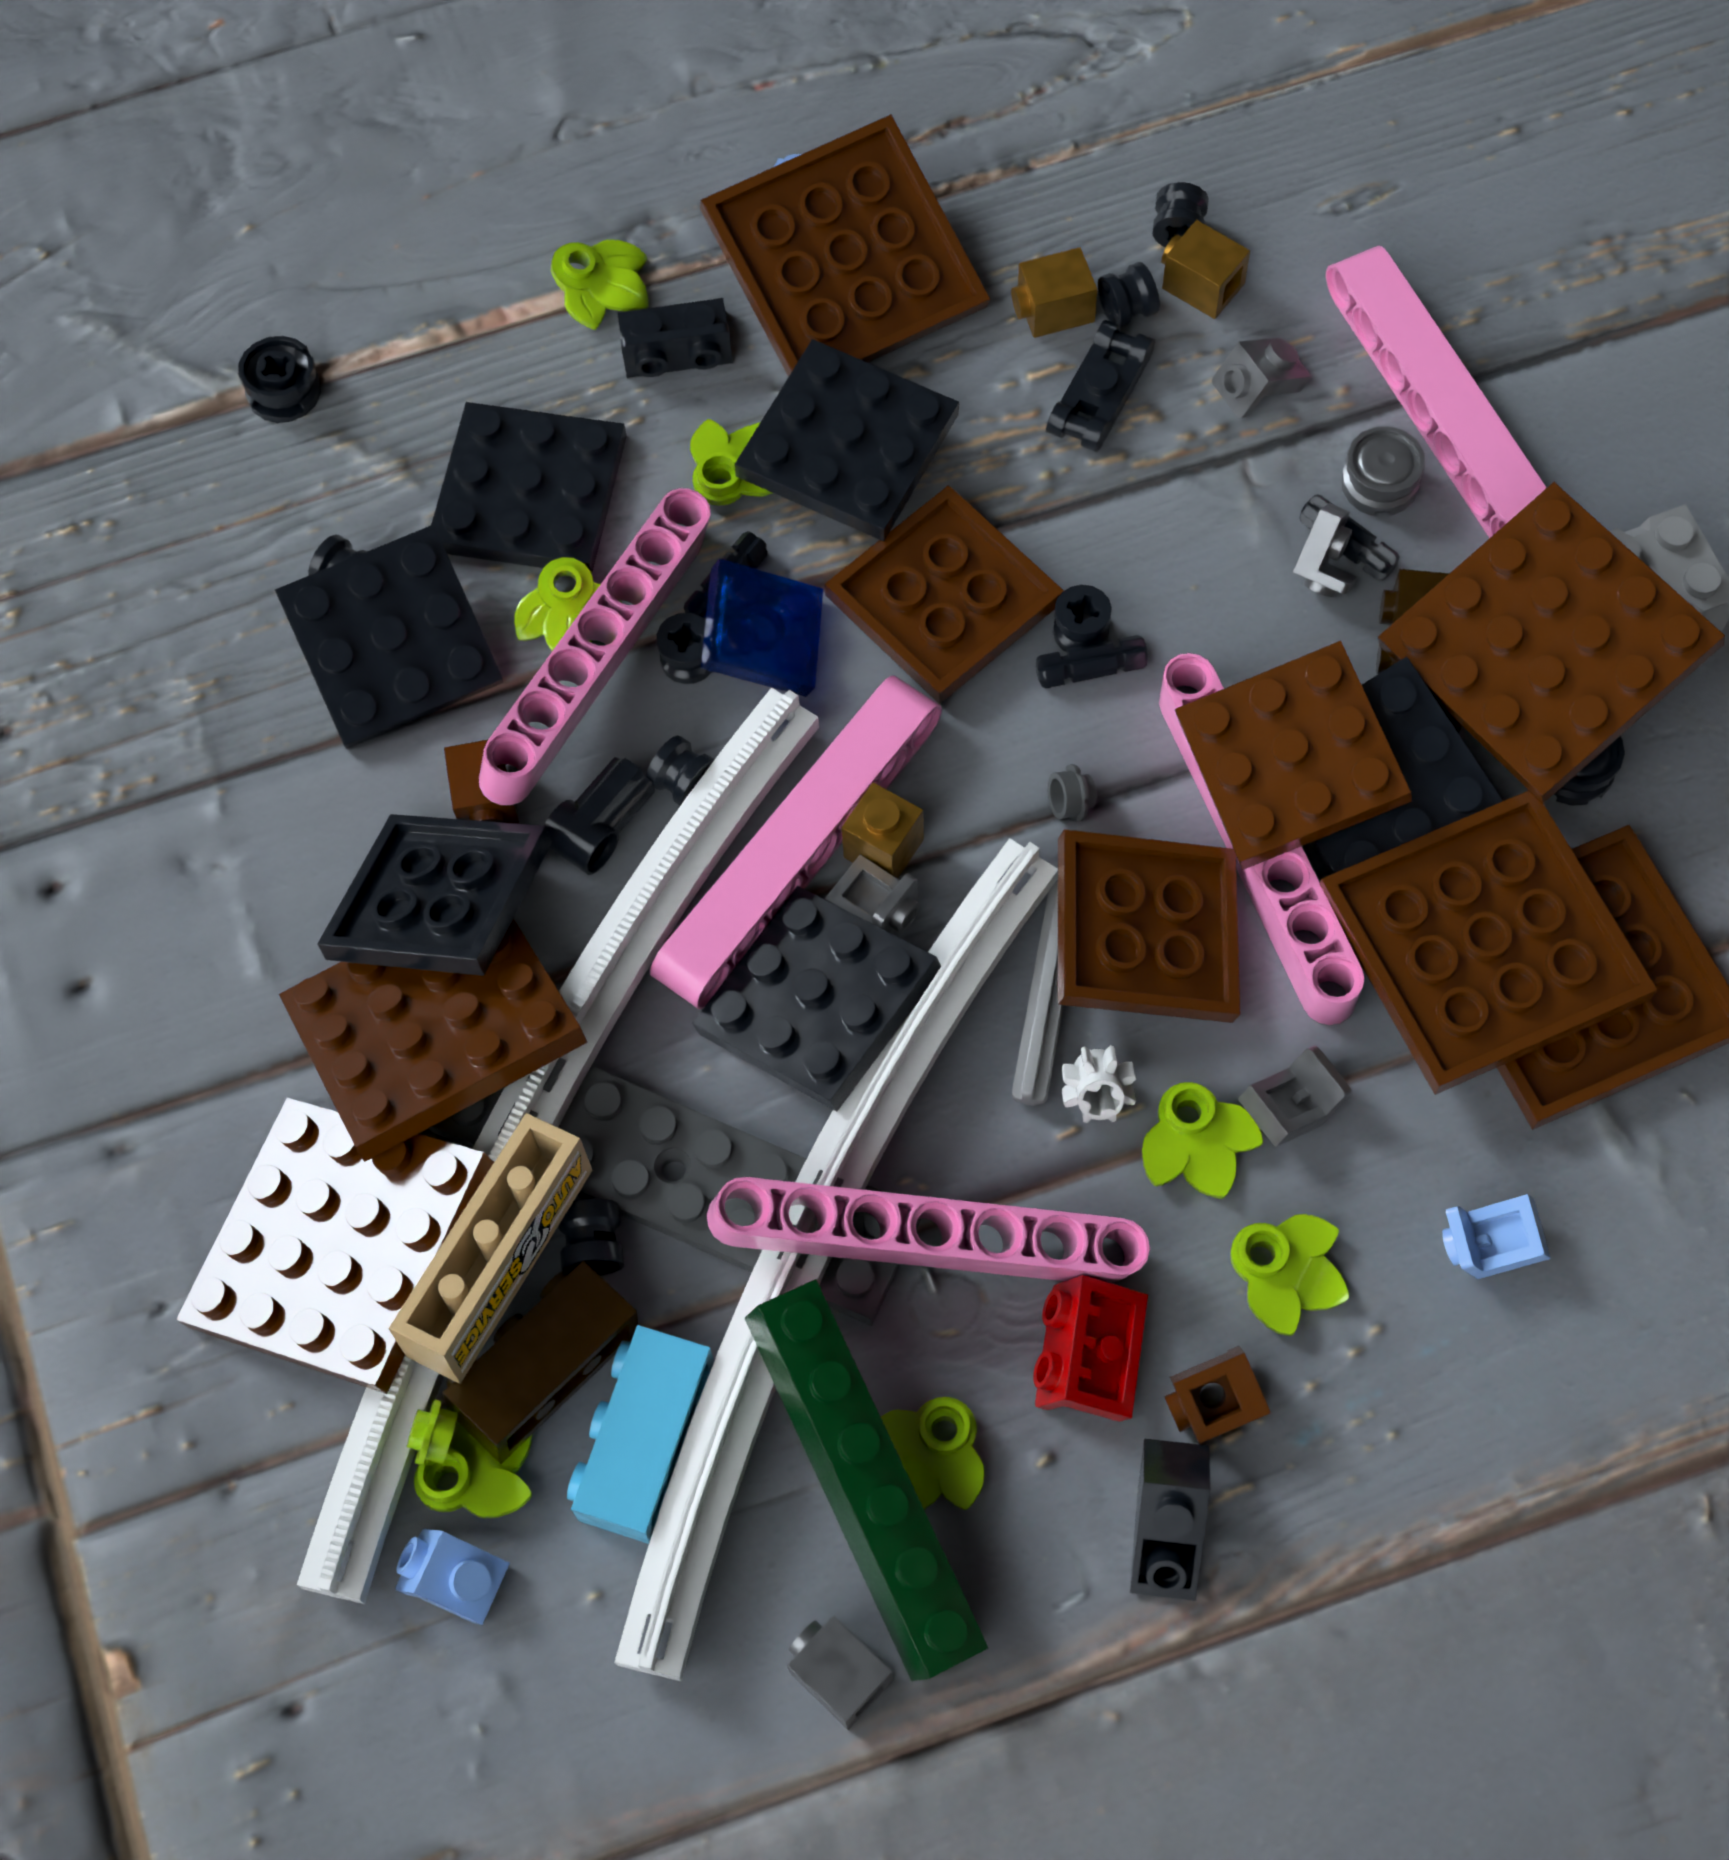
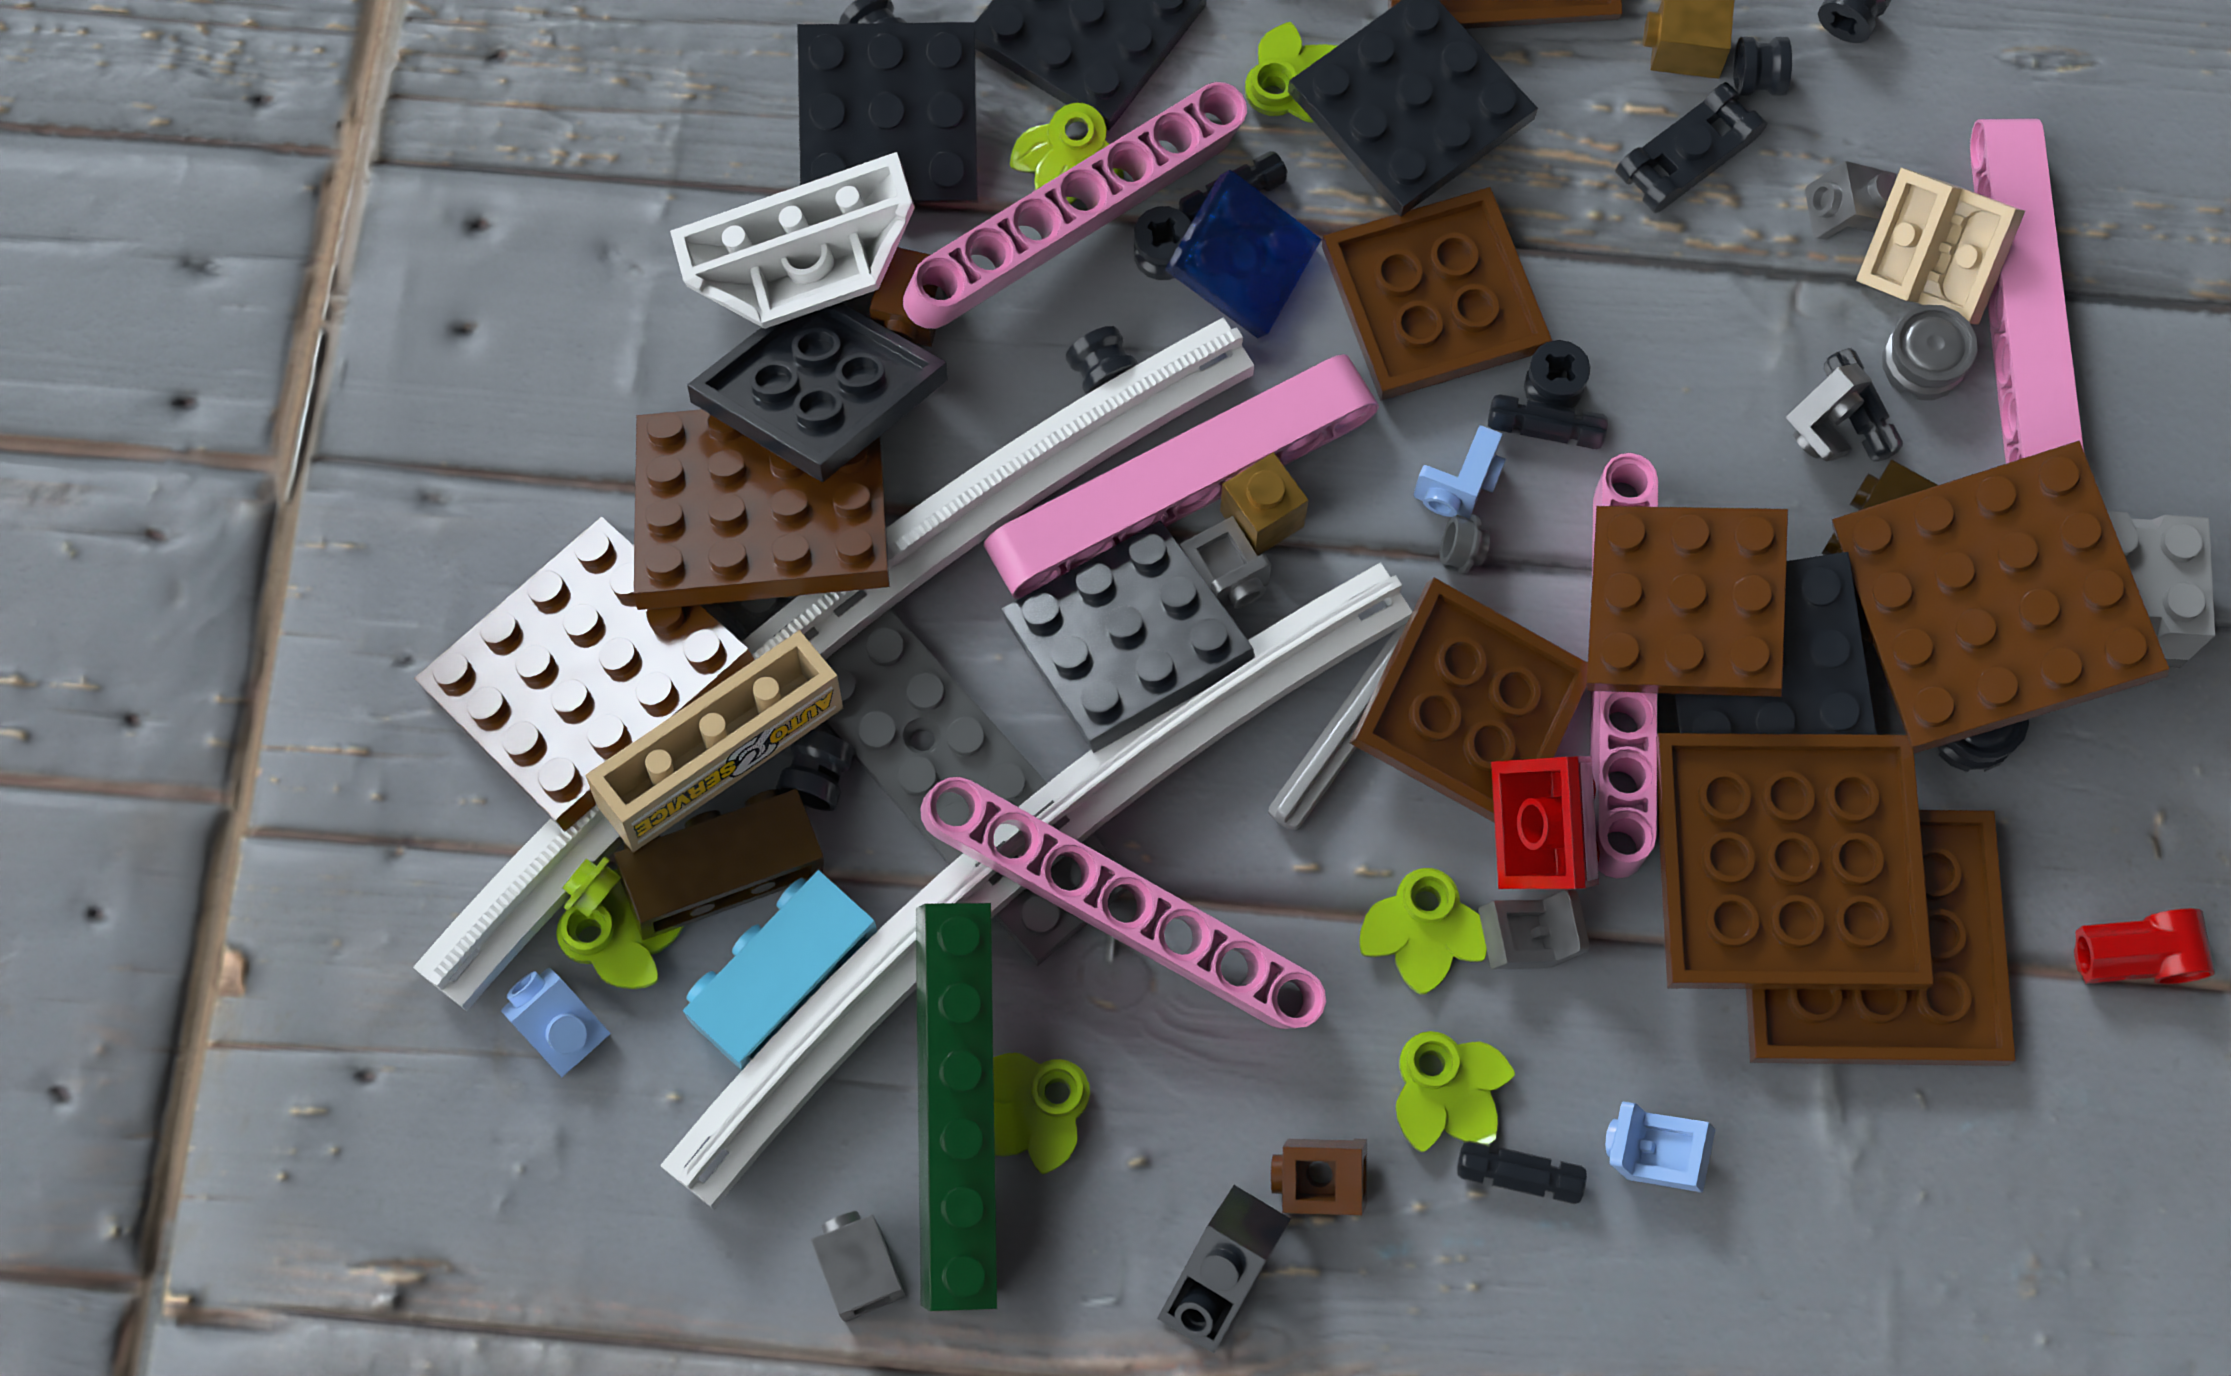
camera: 20 degrees right, 5 degrees up
(364, 779) = (800, 244): none -> white wedge
(590, 827) = (992, 378): black piece -> none
(1043, 754) = (1458, 495): none -> light blue bracket
(1091, 1348) = (1227, 1079): red bracket -> none
(1098, 1084) = (1352, 835): white gear -> none
(1204, 268) = (1852, 70): pearl gold brick -> none
(1261, 998) = (1545, 823): none -> red slope
(1349, 378) = (1940, 245): none -> tan slope
(1386, 1313) = (1521, 1172): none -> black axle

